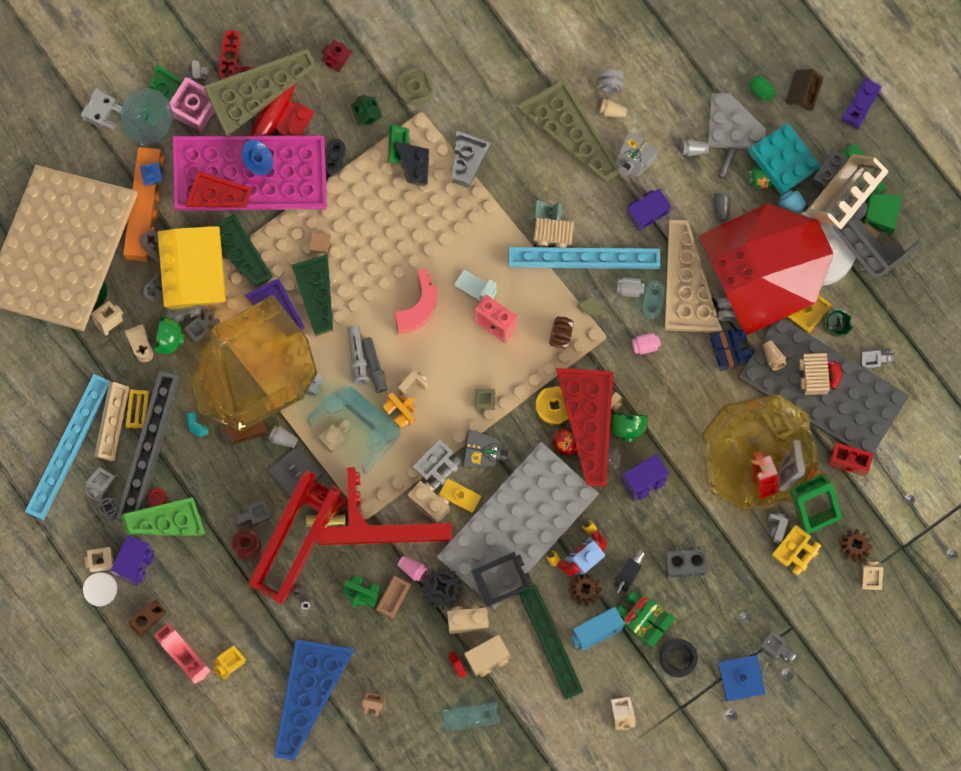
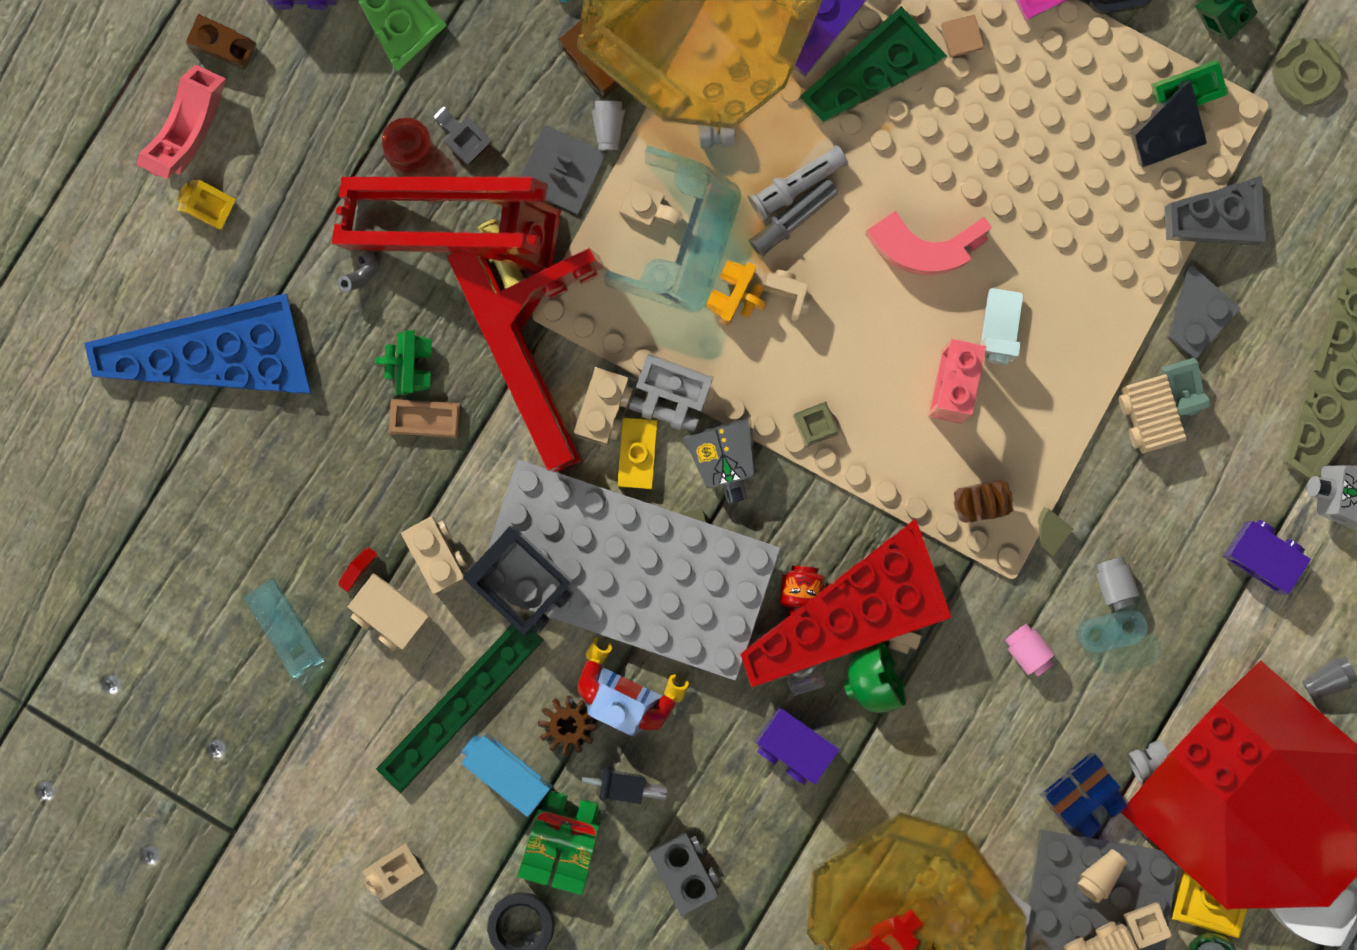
camera: 65 degrees right, 10 degrees up
(373, 701) = (238, 461): medium nougat tile -> none
(413, 568) = (483, 430): bright pink cone -> none
(450, 583) = (459, 502): black gear -> none
(512, 190) = (1199, 314): none -> dark grey wing
(544, 410) = (844, 527): yellow plate -> none
(584, 258) = (1133, 485): medium azure plate -> none
(687, 291) = (1152, 683): tan wing -> none
(807, 344) = (1147, 925): none -> tan plate

